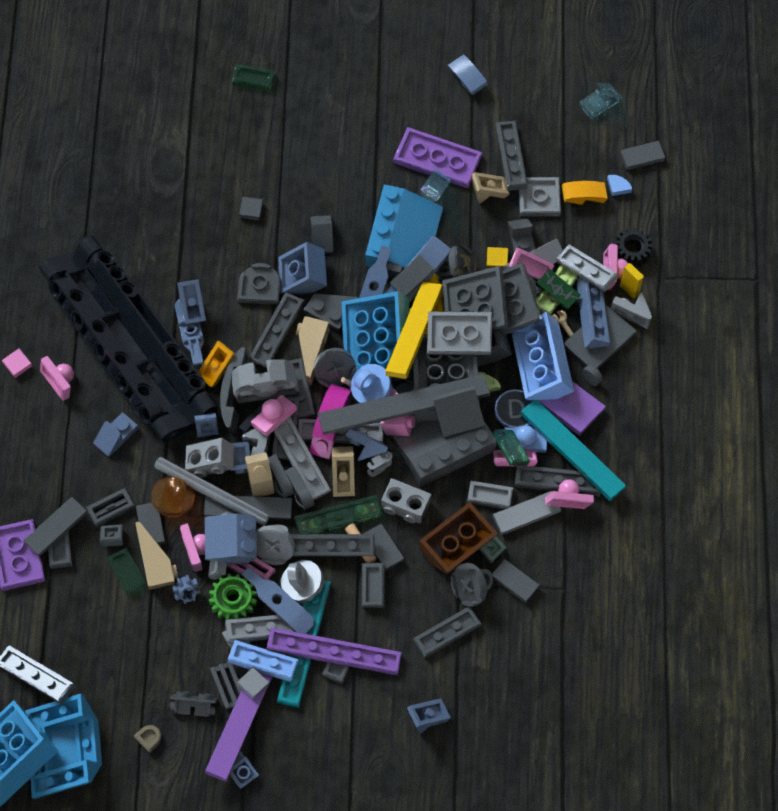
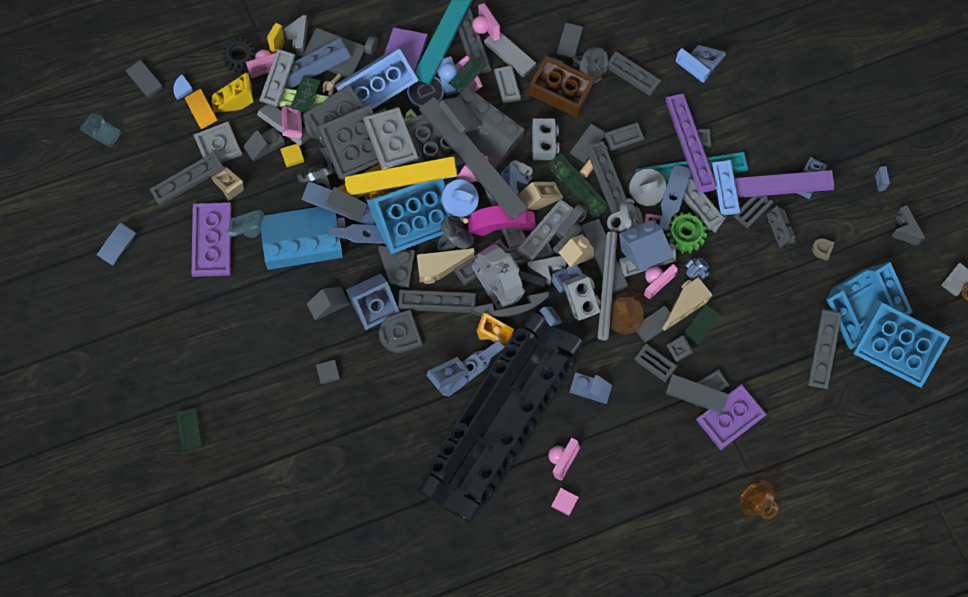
camera: 115 degrees left, 5 degrees up
(252, 683) = (748, 185): light grey tile -> none
(273, 414) = (526, 260): bright pink tile -> none
(432, 693) = (692, 65): none -> light blue tile
(584, 223) = (233, 96): none -> yellow slope

